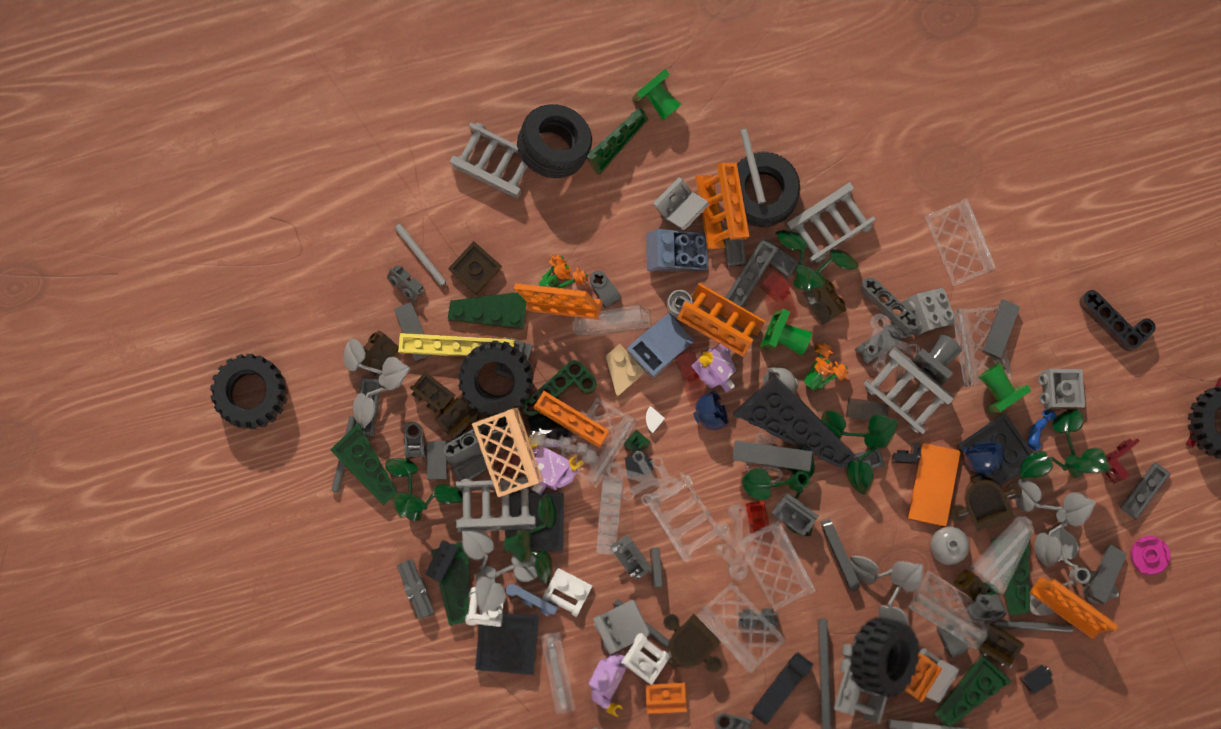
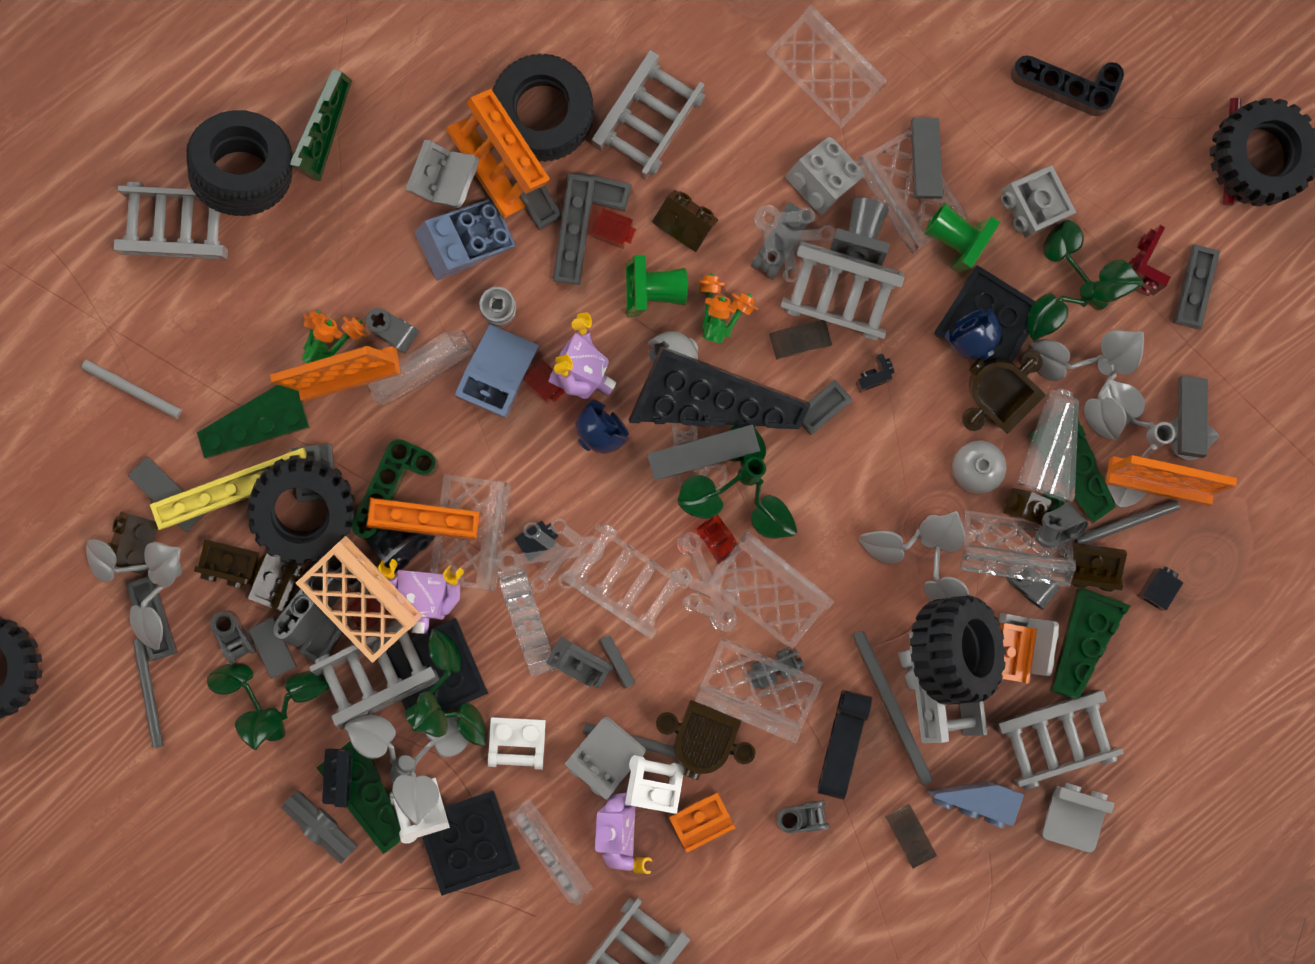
camera: 30 degrees left, 5 degrees up
(360, 459) = (176, 693): dark green wing -> none
(398, 278) = (115, 432): dark grey hinge -> none
(475, 267) = (210, 375): dark brown plate -> none
(530, 599) = (473, 774): sand blue plate -> none
(564, 446) = (427, 557): clear plant -> none
(623, 369) = (462, 423): tan wing -> none
(637, 442) = (522, 510): dark green tile -> none
(653, 419) = (530, 471): white tile -> none
(658, 95) = (350, 43): green plant -> none
(716, 329) = (559, 319): orange fence -> none
(752, 166) = (514, 83): light grey bar -> none
(794, 514) = (765, 515): dark grey hinge -> none
(806, 277) = (647, 201): dark green plant -> none
(840, 555) = (845, 541): dark grey beam -> none
(880, 434) = (829, 365): dark green plant -> none
(893, 303) = (769, 193): dark grey beam -> none
(934, 485) = (926, 397): orange tile -> none
(1035, 430) = (1025, 269): blue arm -> none
(1150, 555) = (1237, 367): dark pink tile -> none

